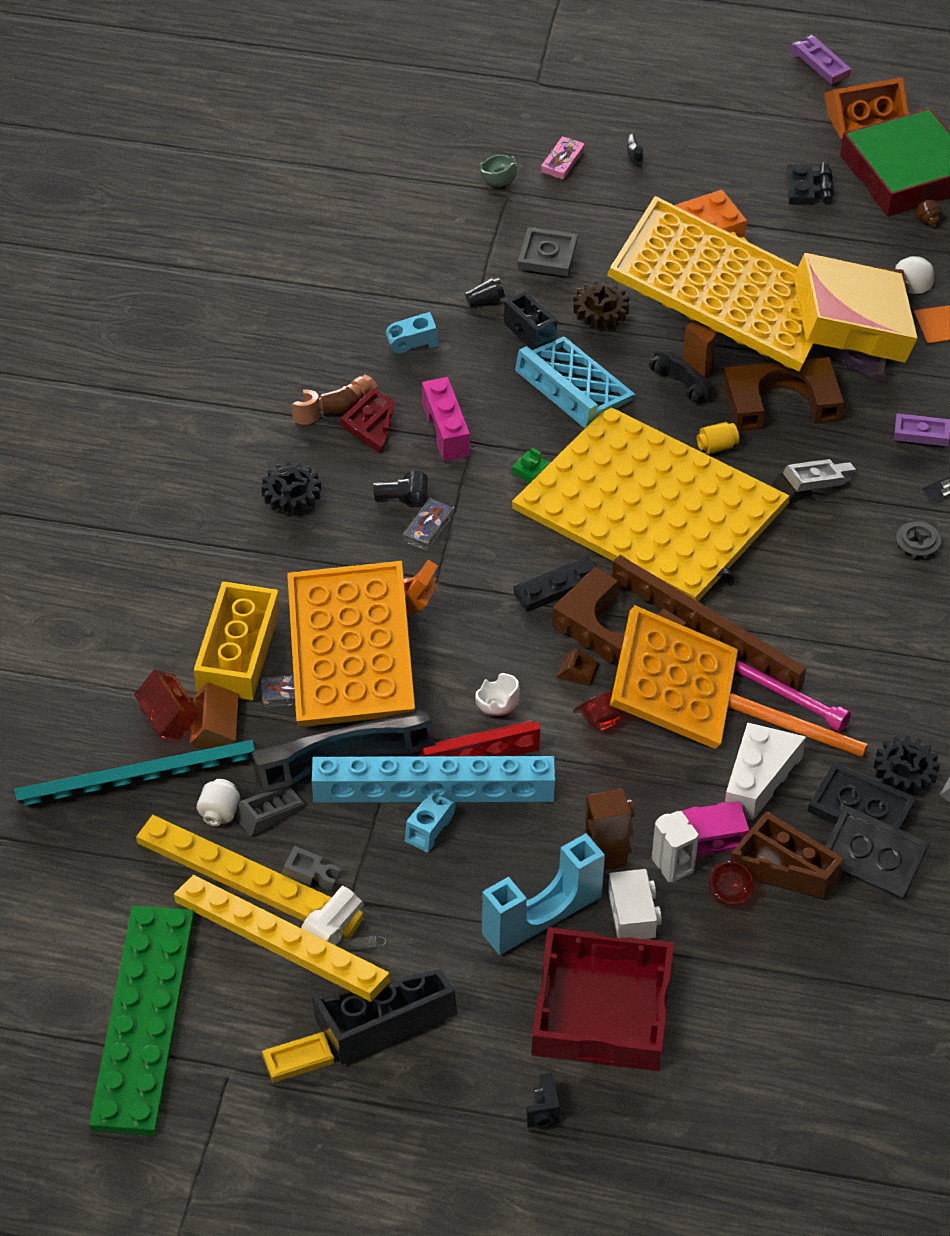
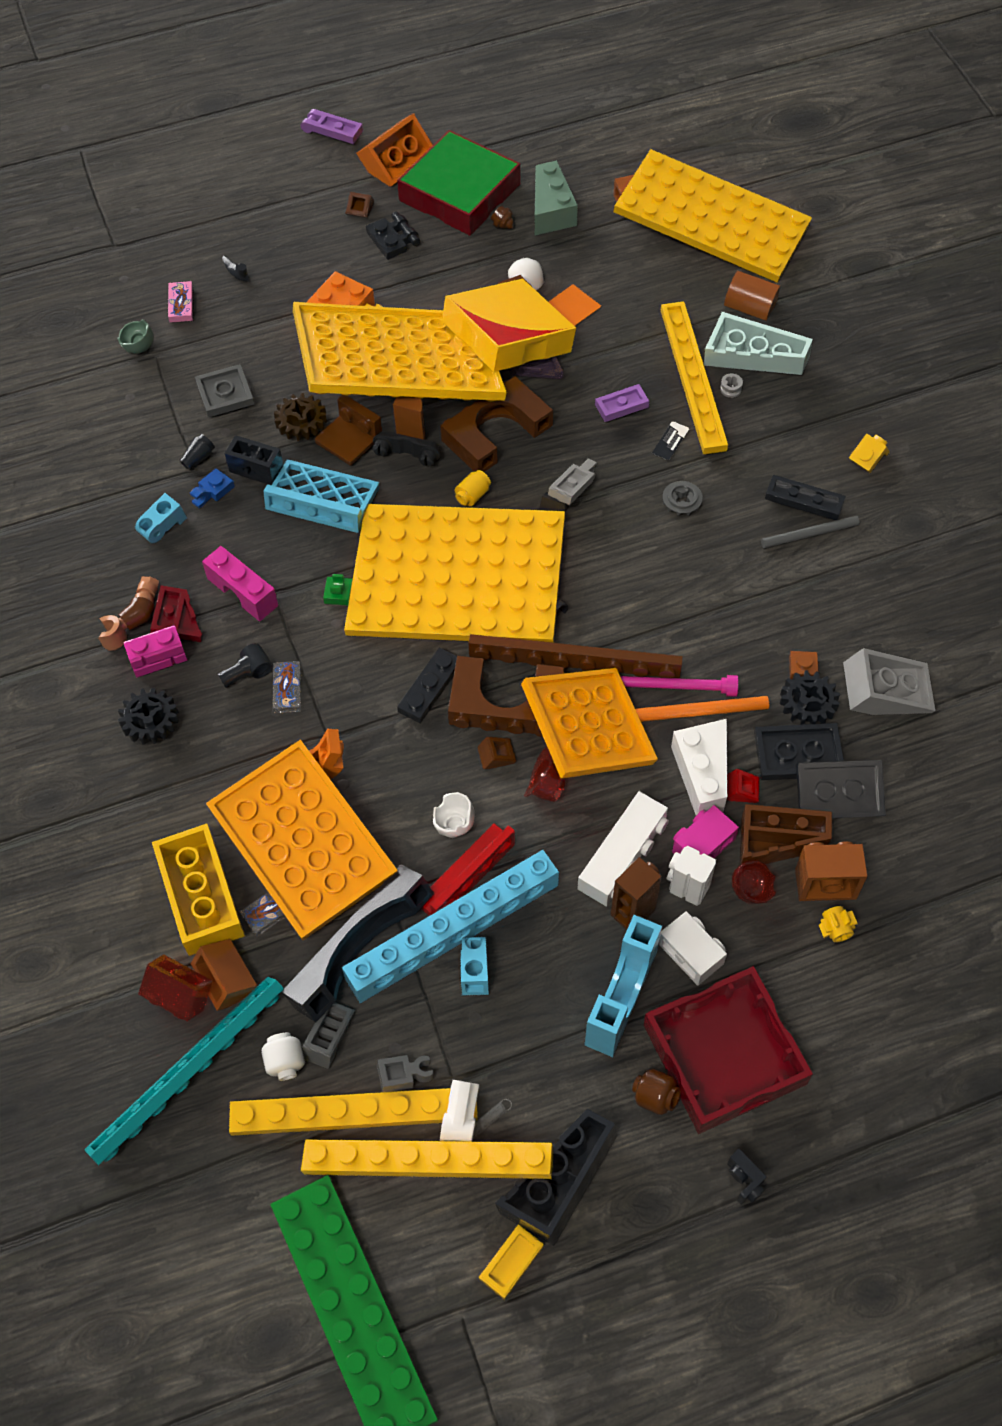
camera: 30 degrees left, 10 degrees up
(332, 438) = (155, 651): none -> dark pink brick
(480, 329) = (213, 486): none -> blue plate
(515, 998) = (656, 1091): none -> reddish brown head
(637, 340) = (350, 432): none -> reddish brown bracket
(650, 789) = (624, 844): none -> white brick
(784, 957) = (838, 924): none -> yellow gear
(786, 806) = (742, 787): none -> red slope
(796, 142) = (359, 204): none -> reddish brown slope
(806, 909) = (830, 871): none -> dark orange brick
(929, 734) = (801, 661): none -> dark orange plate

